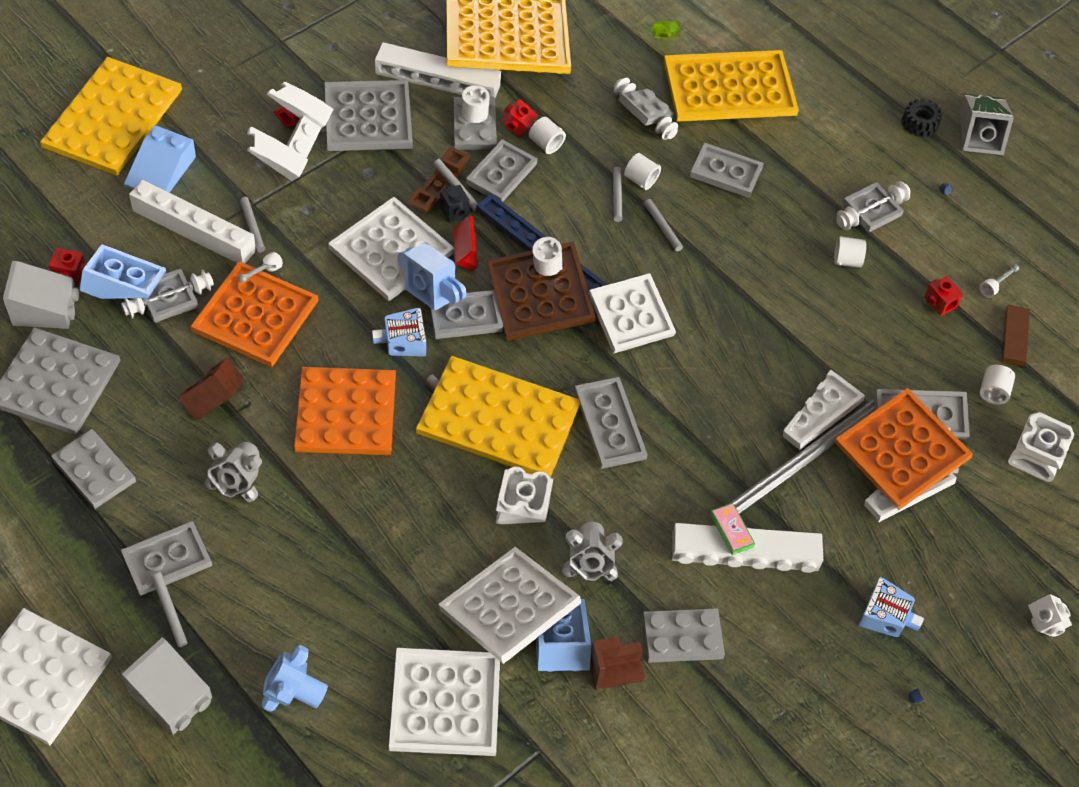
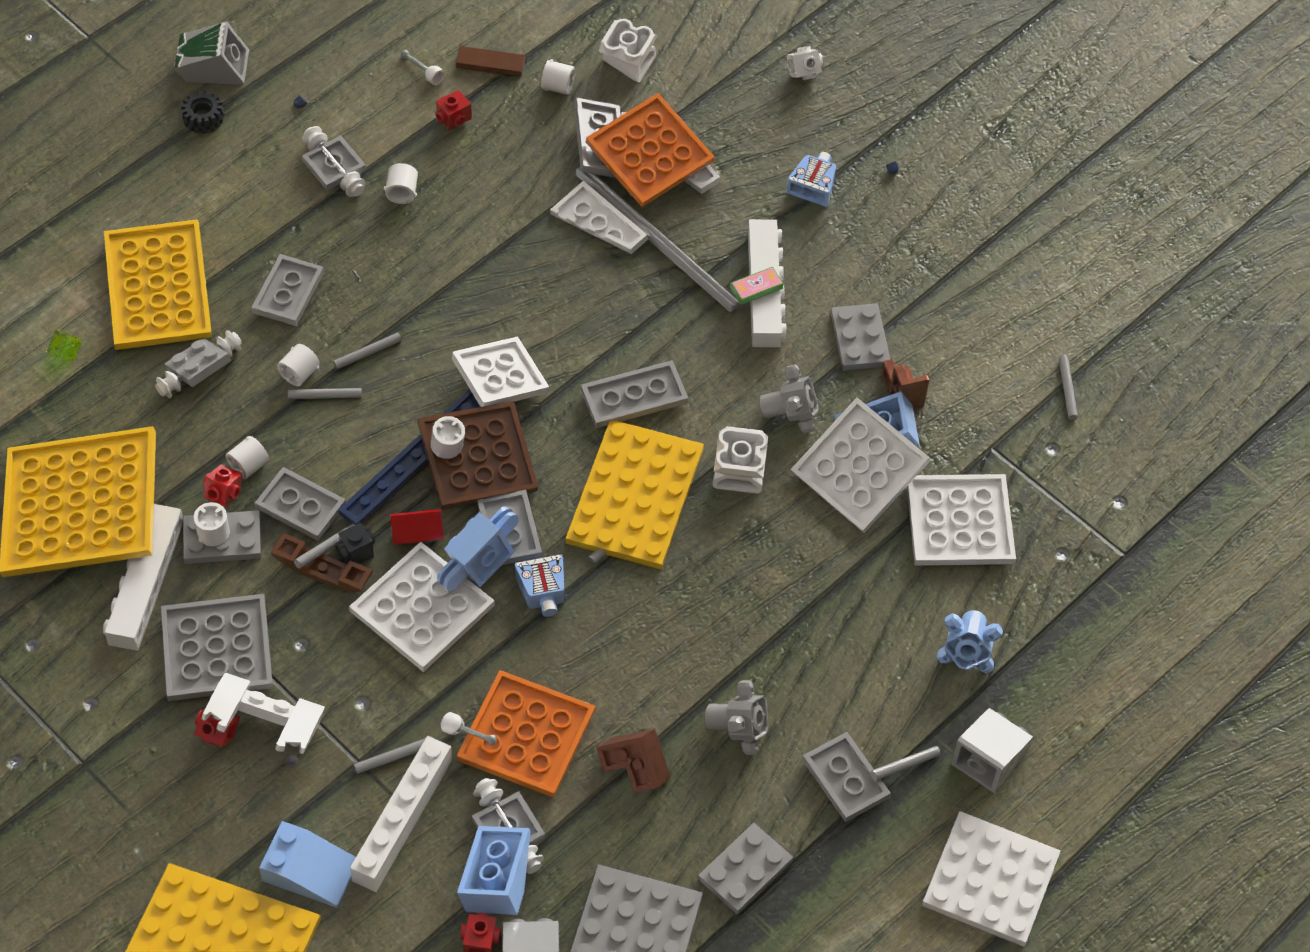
camera: 90 degrees left, 0 degrees up
(345, 411) = (643, 634): orange plate -> none

